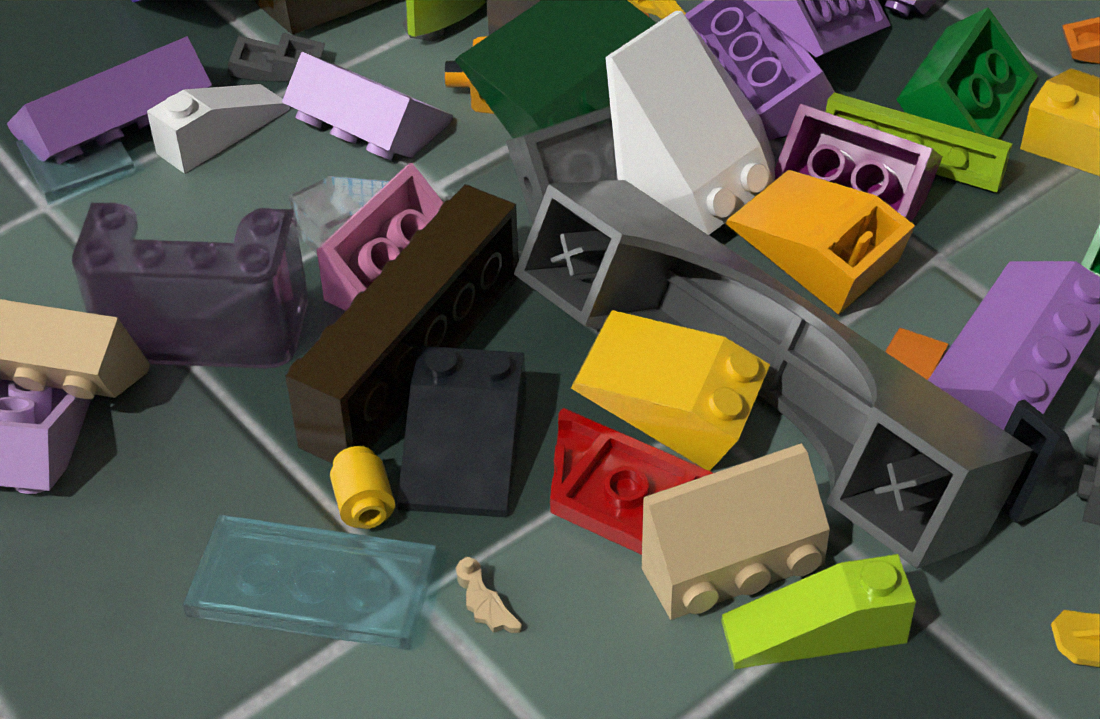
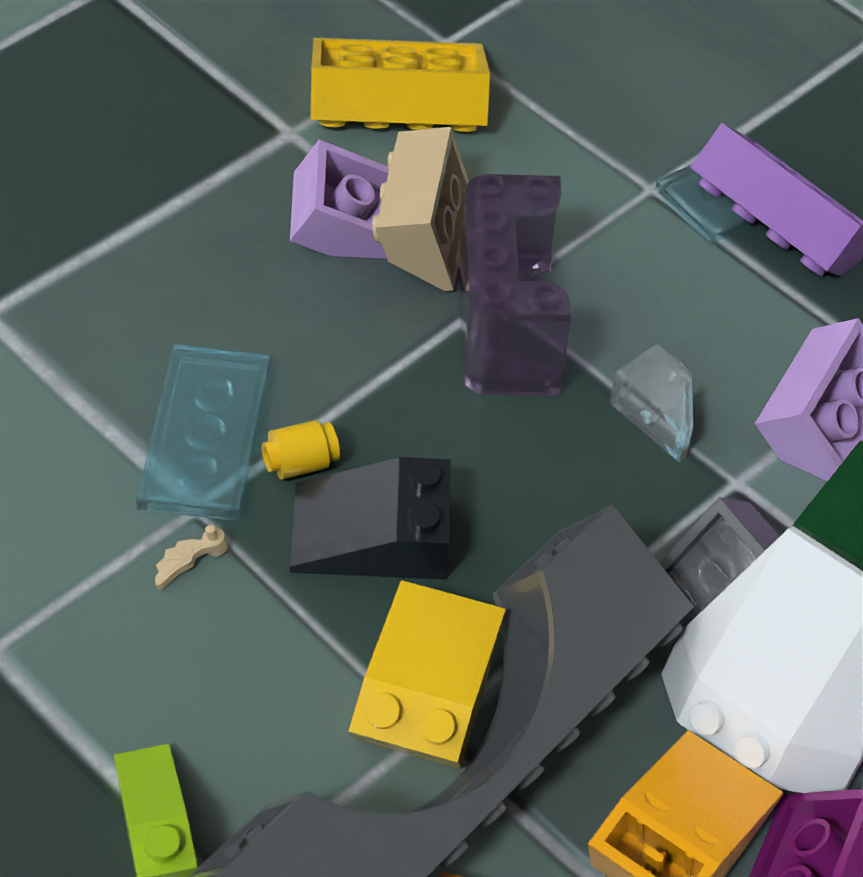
camera: 80 degrees right, 5 degrees up
(208, 120) = (781, 279): white slope -> none
(375, 235) = (613, 441): bright pink slope -> none
(427, 296) = (499, 453): dark brown brick -> none
(606, 476) = (311, 662): red wing -> none
(733, 532) = (232, 730): tan slope -> none

